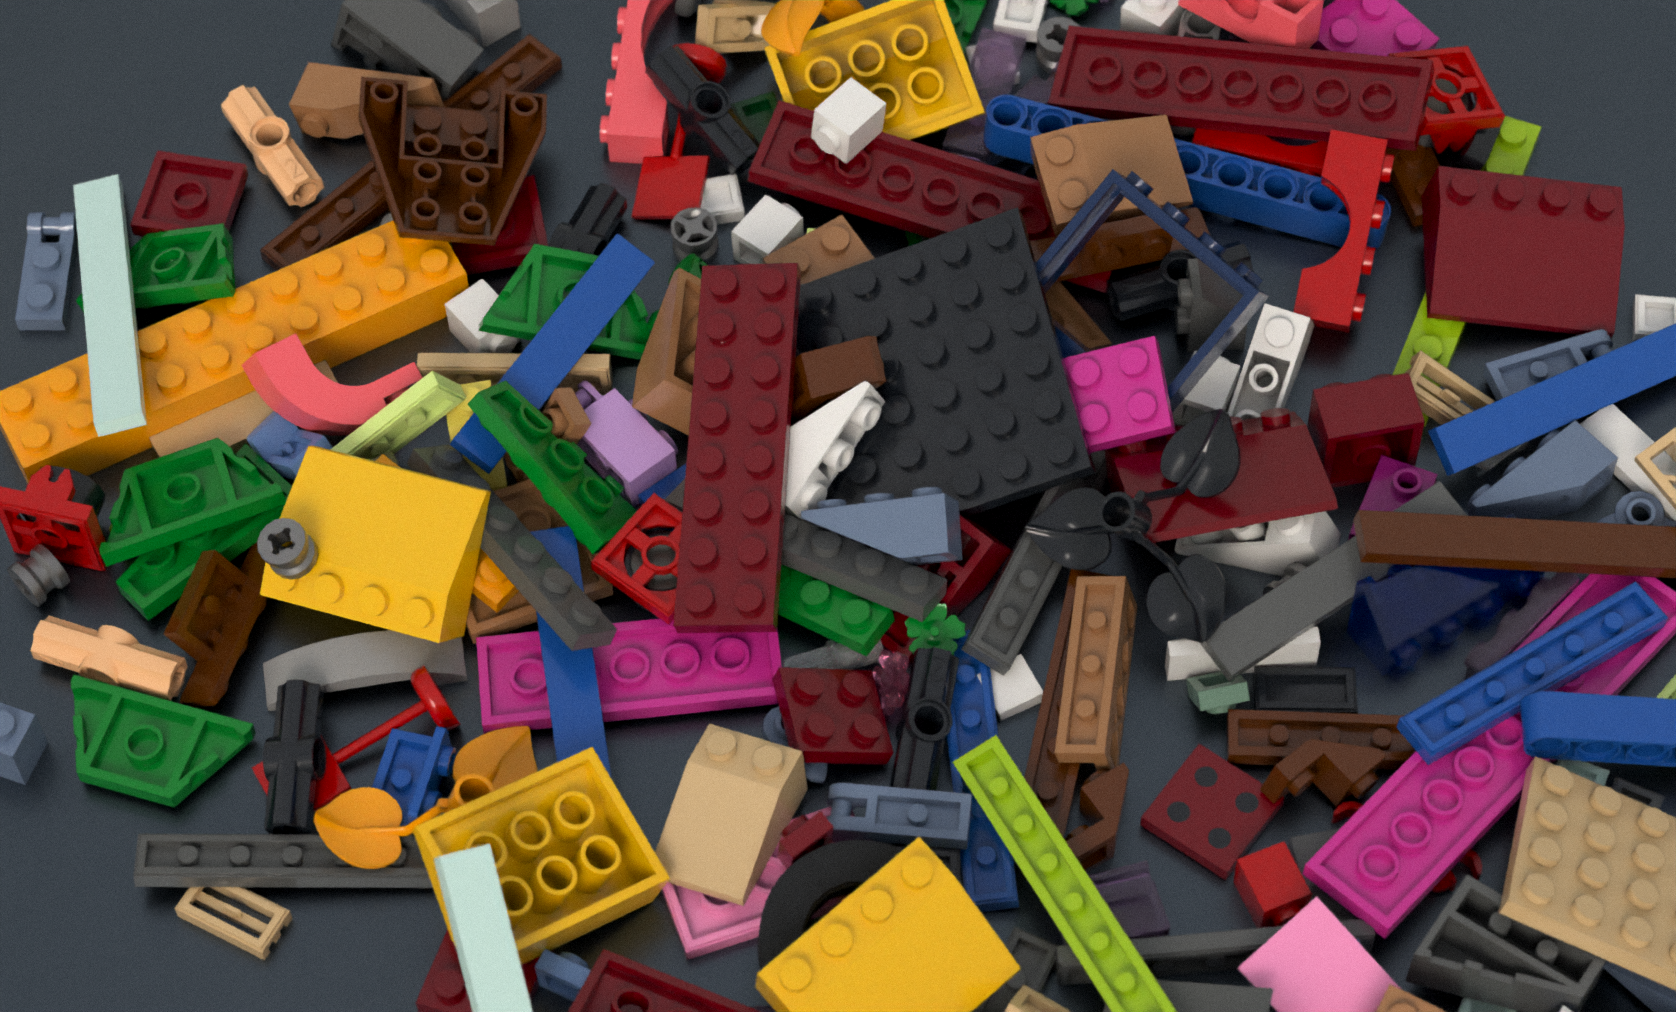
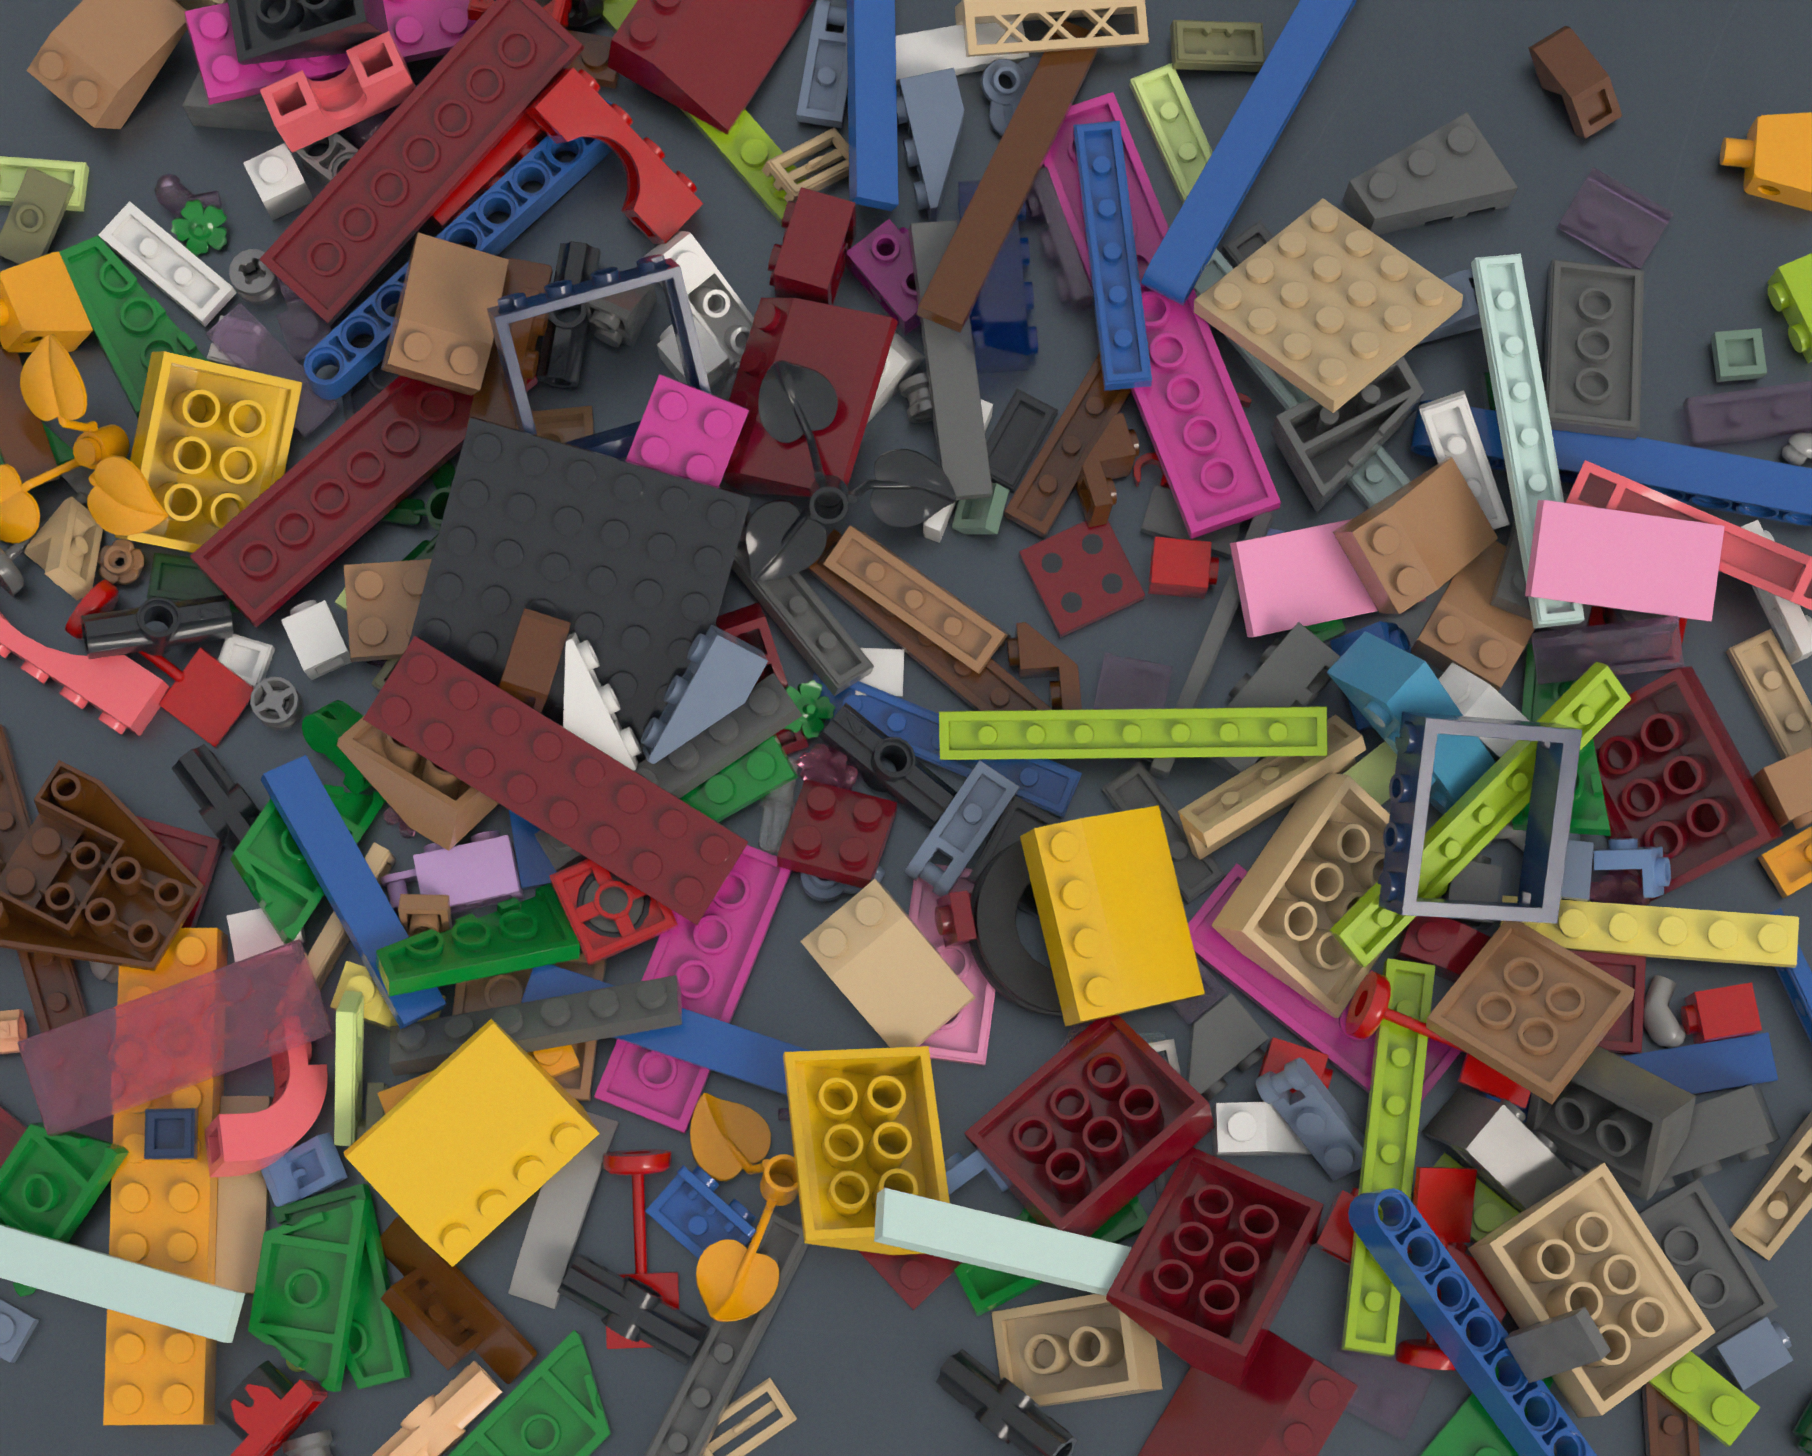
camera: 65 degrees left, 20 degrees up
(264, 318) = (171, 1134): none -> dark blue tile
(288, 561) = (452, 1217): flat silver wheel -> none
(350, 281) = (174, 1038): none -> clear pink plate
(750, 82) = (129, 570): none -> medium nougat plate
(848, 120) = (258, 509): white brick -> none

